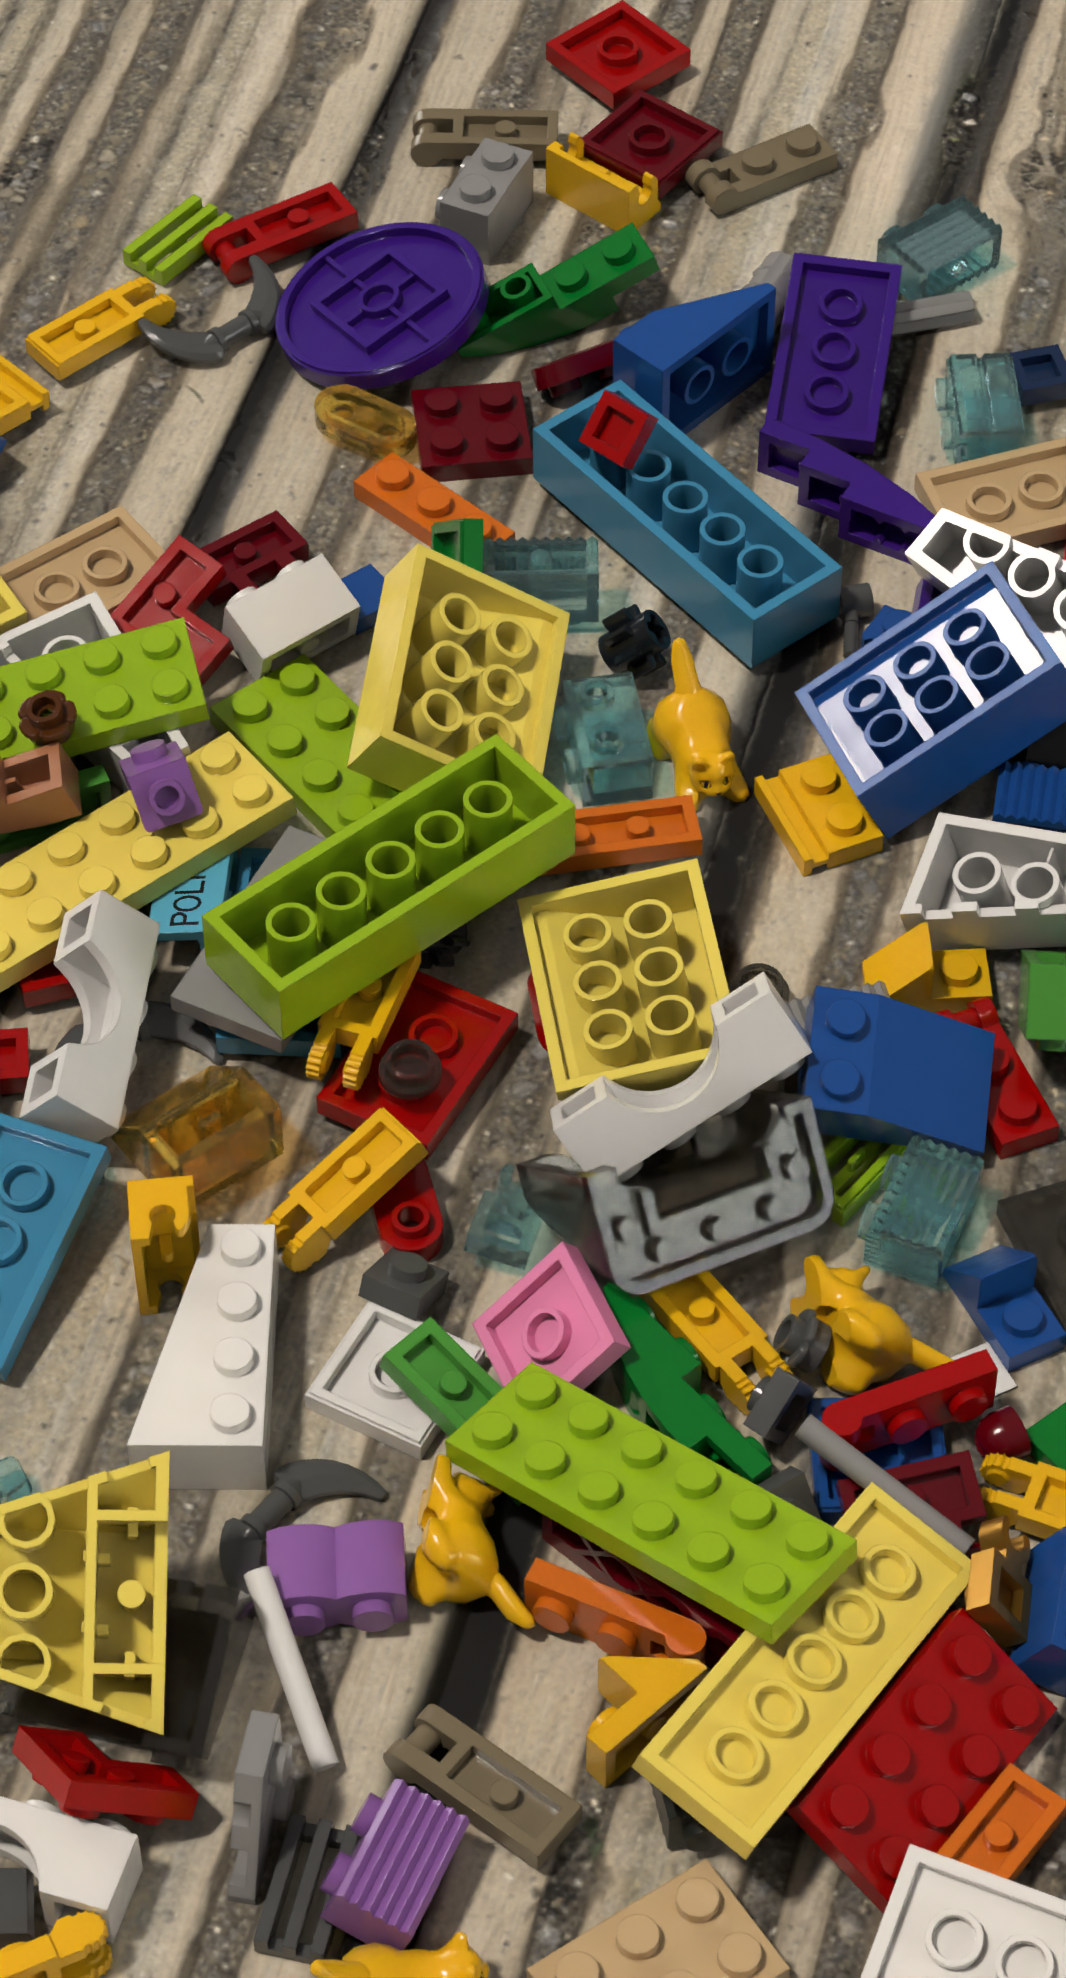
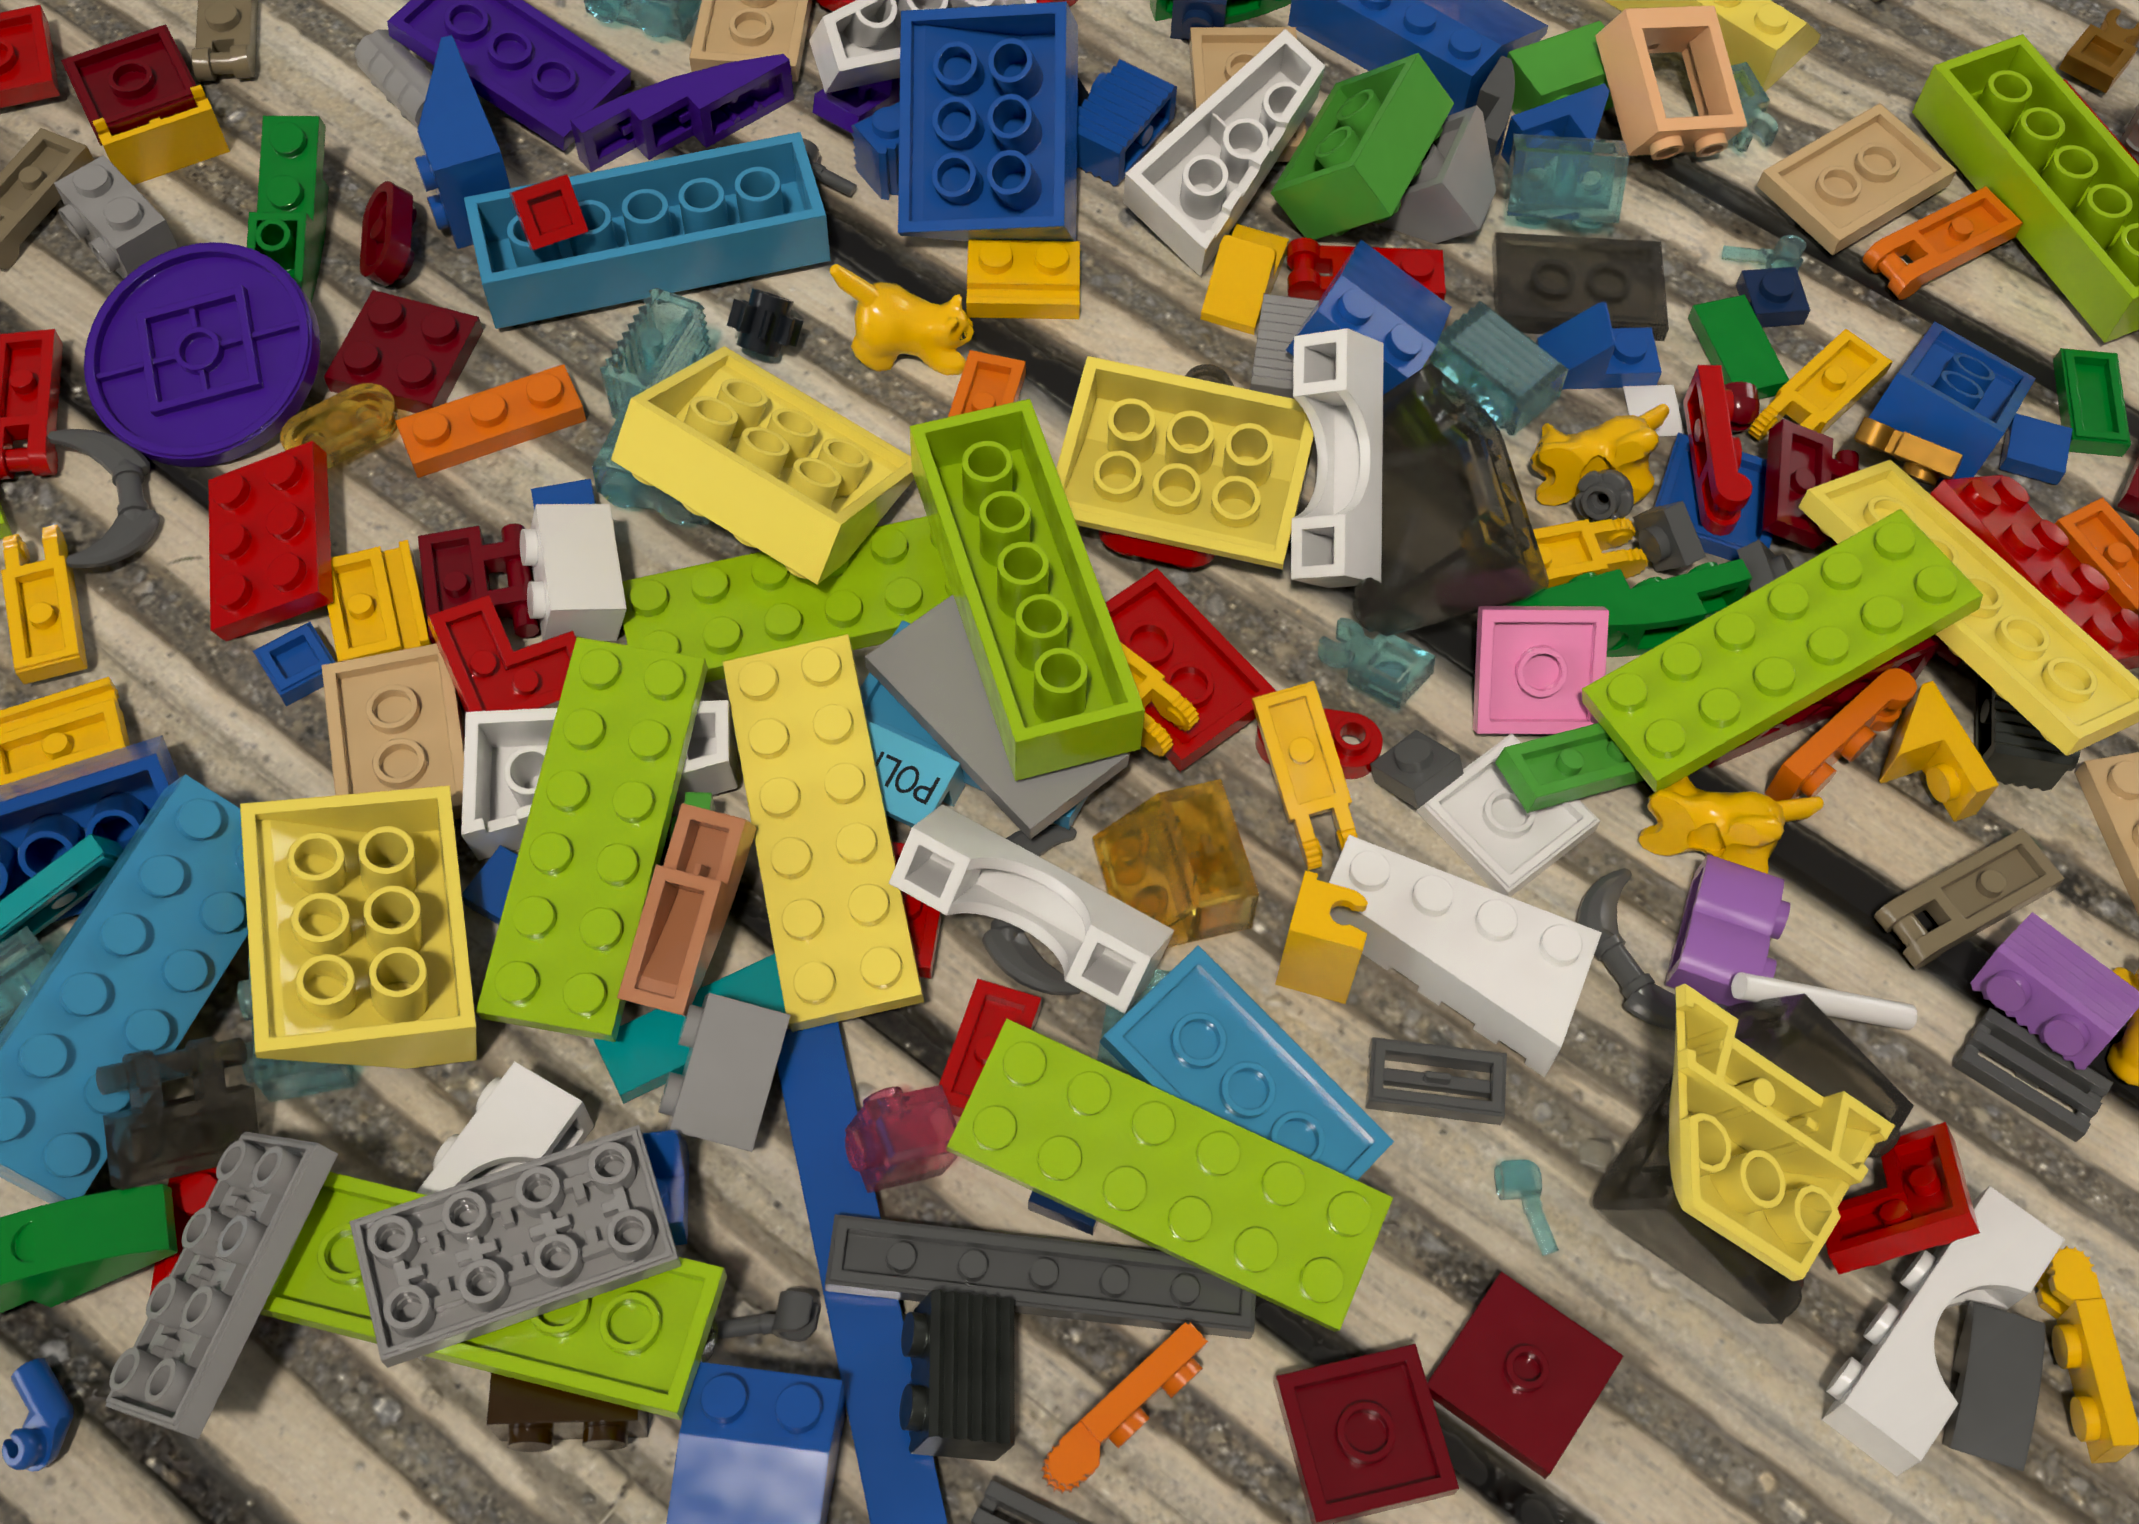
camera: 70 degrees left, 10 degrees up
(48, 729) = (649, 816): reddish brown plate -> none
(97, 1441) = (1432, 1104): none -> dark grey tile
(132, 490) = (295, 663): none -> blue tile
(160, 784) = (778, 732): medium lavender bracket -> none
(201, 509) = (376, 603): none -> yellow plate
(225, 425) = (269, 541): none -> red plate
(259, 1799) = (1972, 1073): light grey wing -> none
(410, 1069) = (1199, 668): clear smoke plate -> none
(460, 541) = (585, 401): green tile -> none
(605, 739) = (869, 383): clear light blue brick -> none
(864, 1471) = (1793, 490): light grey bar -> none

